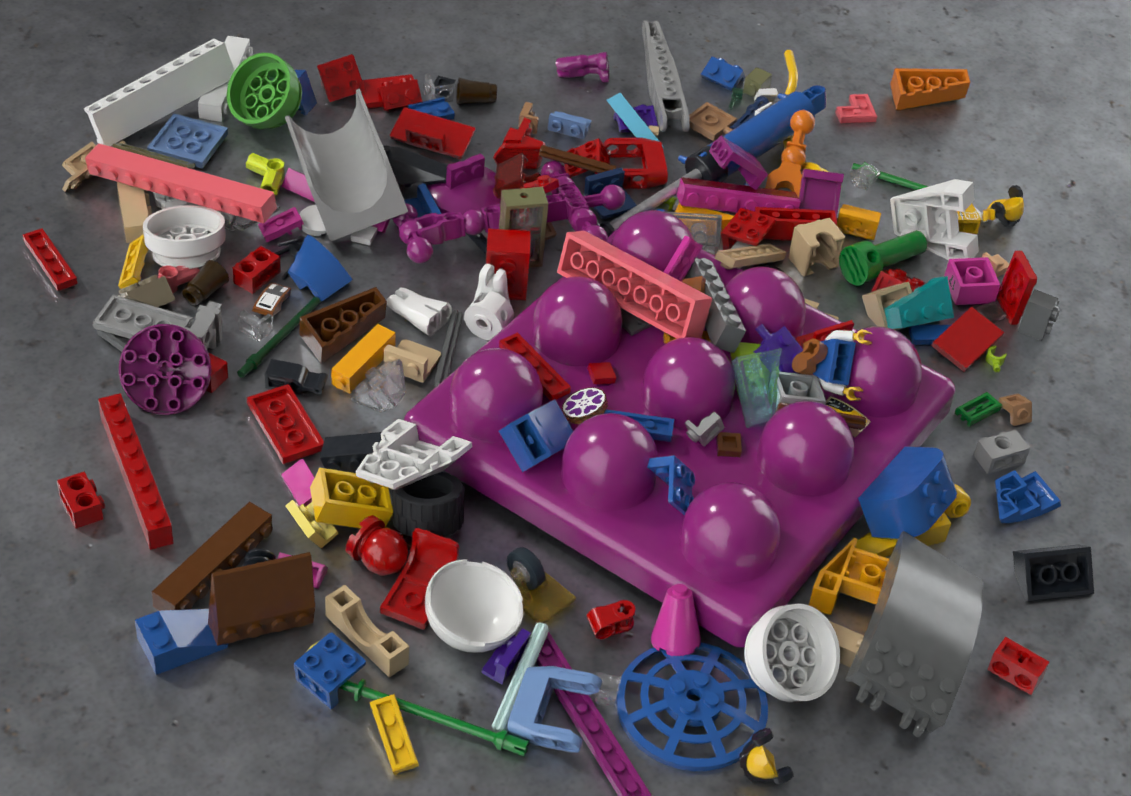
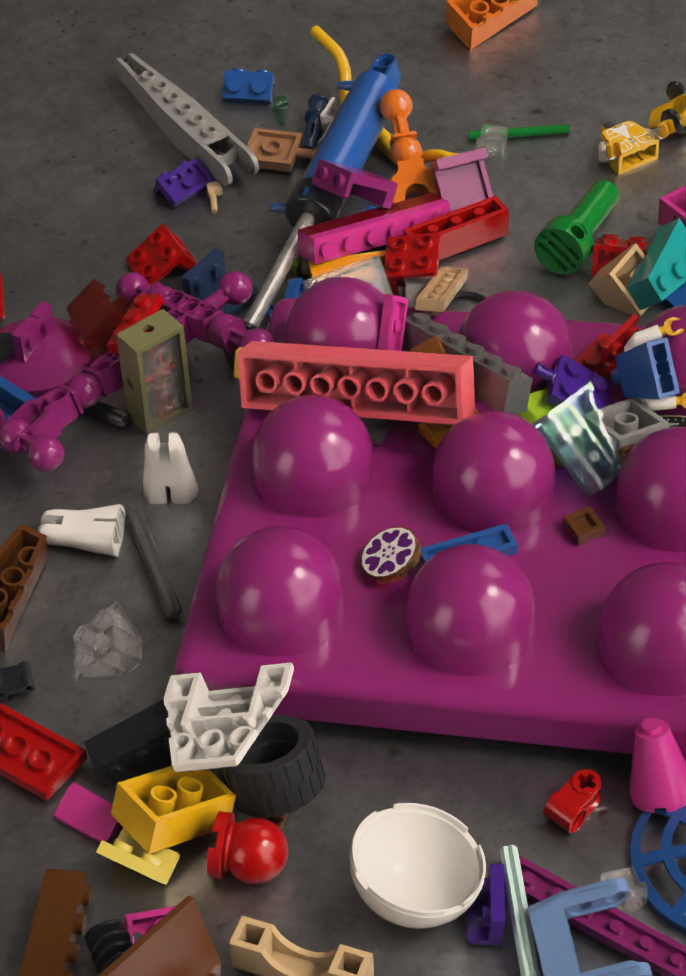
camera: 20 degrees left, 0 degrees up
(361, 358) = (58, 621): light orange brick -> none
(416, 358) = (127, 588): tan bracket -> none
(426, 557) = (319, 863): red bracket -> none
(484, 316) = (179, 503): white piece -> none
(510, 252) = (162, 407): red piece -> none
(520, 142) = (74, 273): red piece -> none
(529, 114) = (56, 239): medium nougat bracket -> none
(537, 435) = (365, 619): blue slope -> none
(540, 592) = (478, 808): clear yellow plate -> none
(552, 383) = (259, 517): red plate -> none
(569, 124) = (107, 223): medium blue bracket -> none
(574, 160) = (154, 262): reddish brown axle -> none
(582, 65) = (79, 142): magenta piece -> none
(601, 373) = (379, 506): red tile -> none
(630, 117) = (188, 188): medium azure sticker -> none
(652, 158) = (235, 222): red connector -> none
(678, 477) = (559, 585): blue bracket -> none
(706, 431) = (553, 516): light grey bracket -> none
(756, 80) = (296, 81): olive brick -> none
(769, 93) = (321, 87): white tile -> none
(813, 353) = (618, 378): dark orange piece -> none
(816, 243) = (500, 242): tan piece -> none
(858, 221) = (525, 197): light orange bracket -> none
(859, 111) = (431, 68): coral tile -> none
(936, 216) = (611, 153): white wedge -> none

